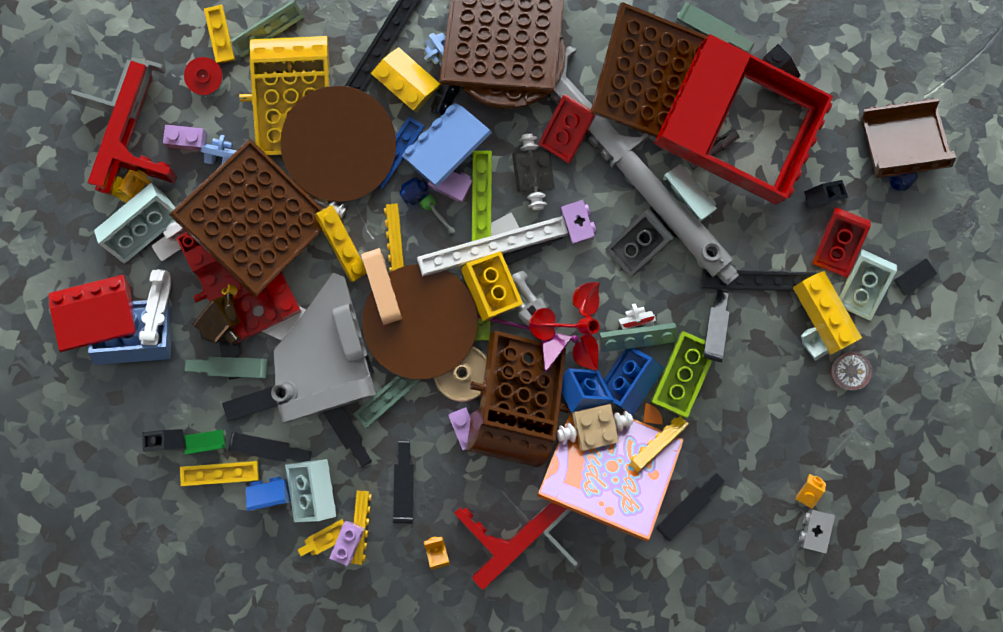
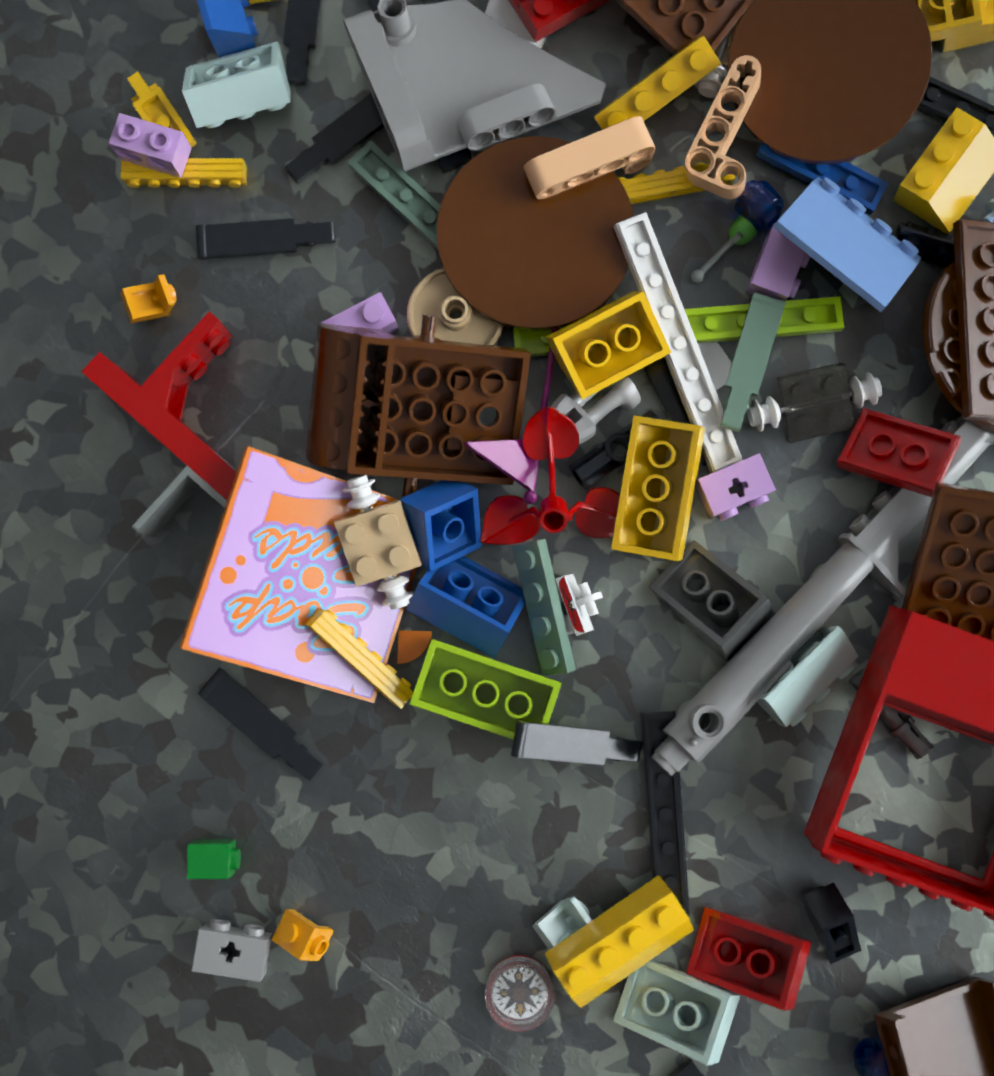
camera: 85 degrees right, 0 degrees up
(369, 204) = (728, 124): none -> light nougat beam
(504, 205) = (751, 357): none -> sand green piece
(543, 276) = (600, 460): none -> black piece
(576, 266) = (658, 488): none -> yellow slope
(764, 538) = (212, 858): none -> green brick

